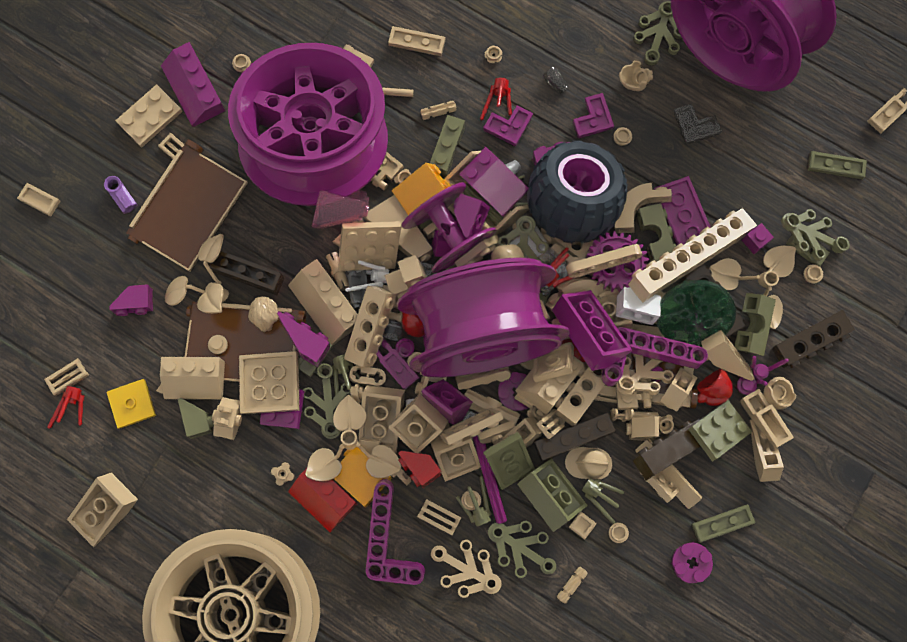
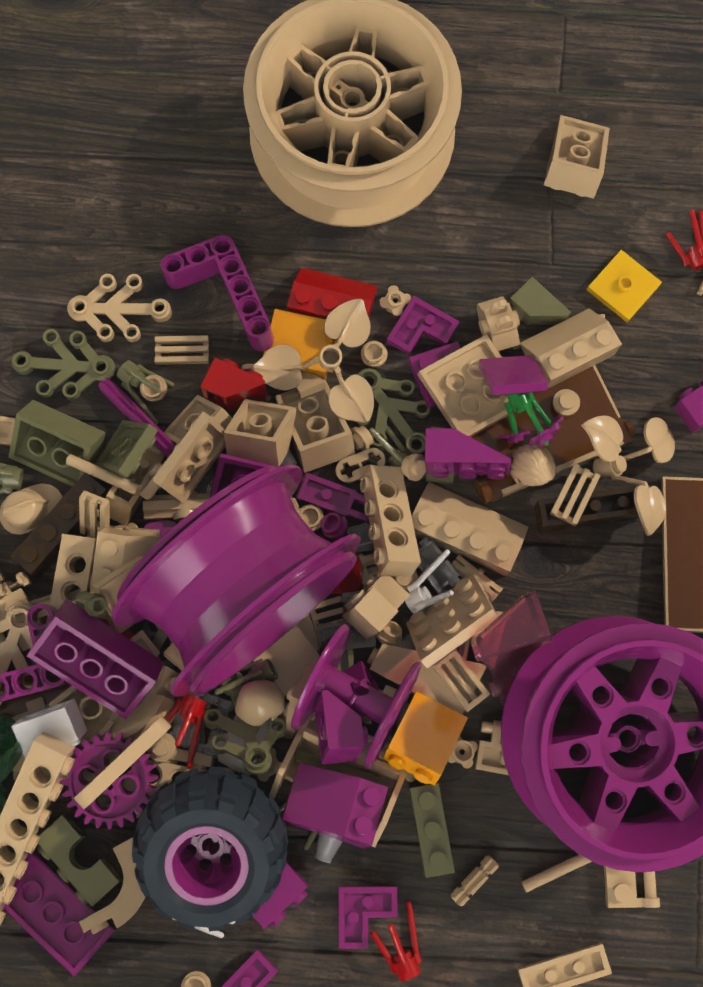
camera: 150 degrees right, 0 degrees up
(233, 282) = (585, 473): none -> tan tile
(241, 371) = (513, 375): none -> magenta tile
(246, 354) = (524, 402): none -> plant
(275, 451) = (421, 319): none -> magenta plate
(316, 443) = (374, 354): none -> tan plate
(335, 353) = (414, 466): none -> tan plate
(380, 197) = (475, 700): none -> tan tile
(532, 451) = (104, 475): none -> tan bar
(576, 359) = (92, 603): none -> olive pin

